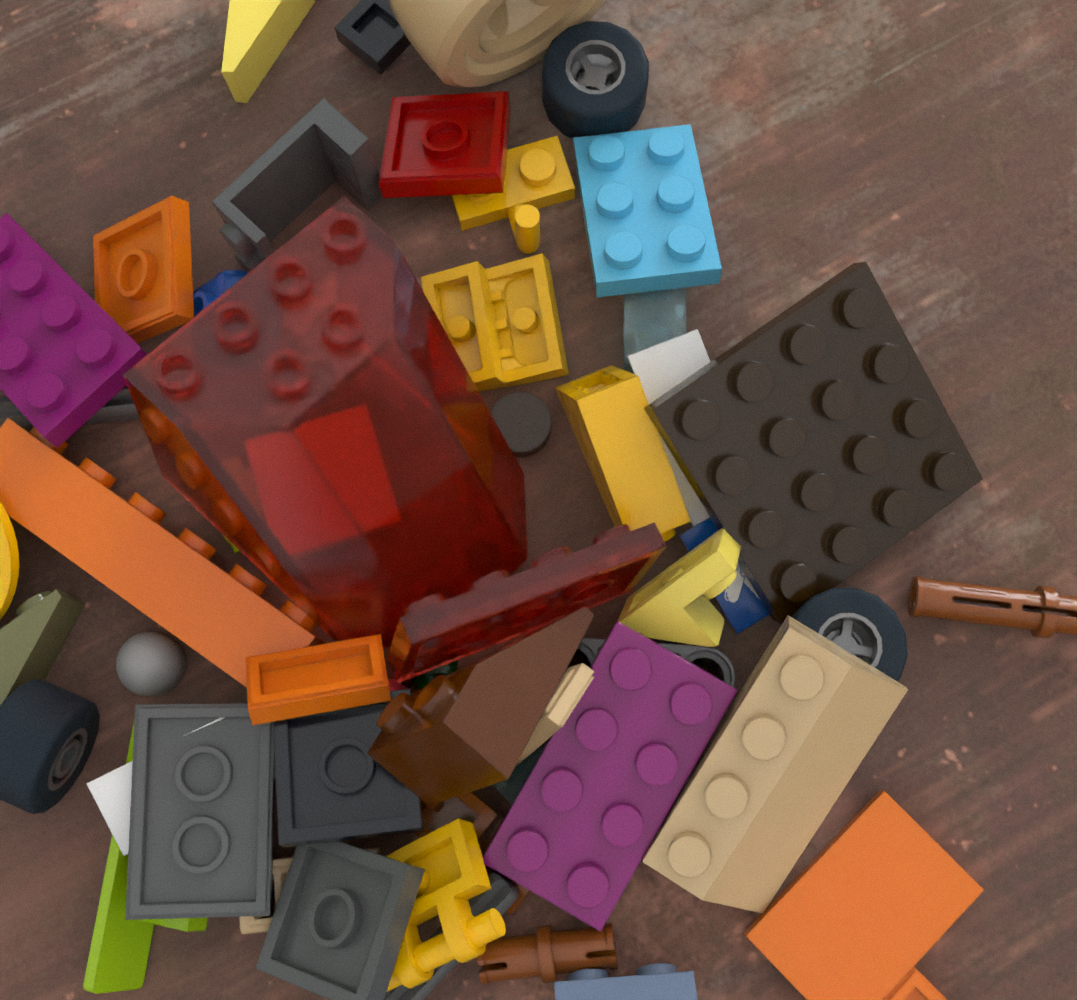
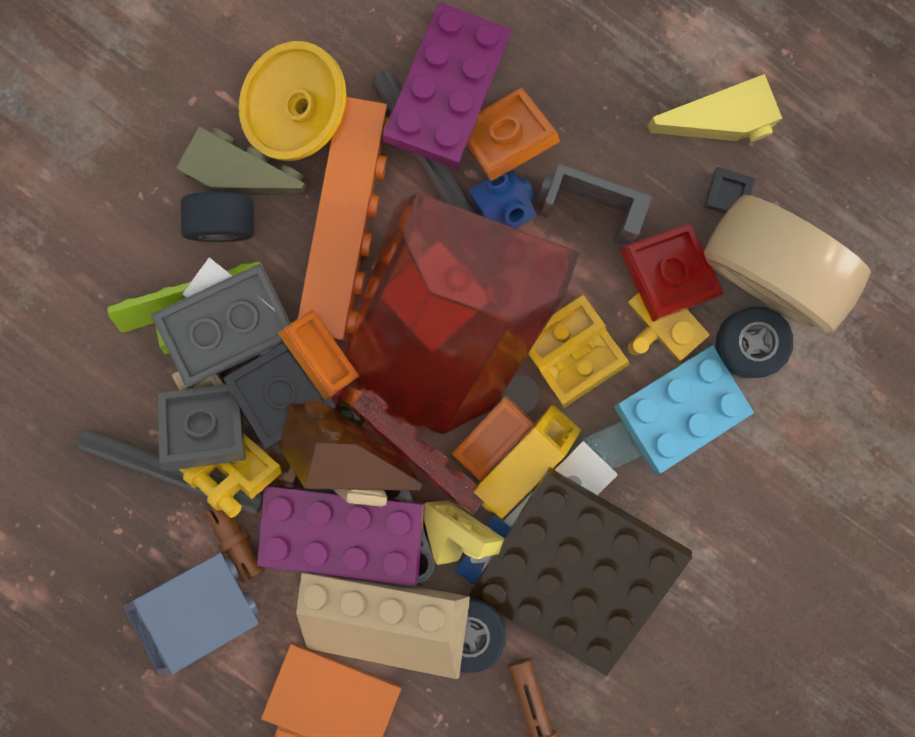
camera: 65 degrees right, 10 degrees up
(151, 664) = (290, 251): light grey piece -> none
(565, 485) = (493, 438): none -> orange tile

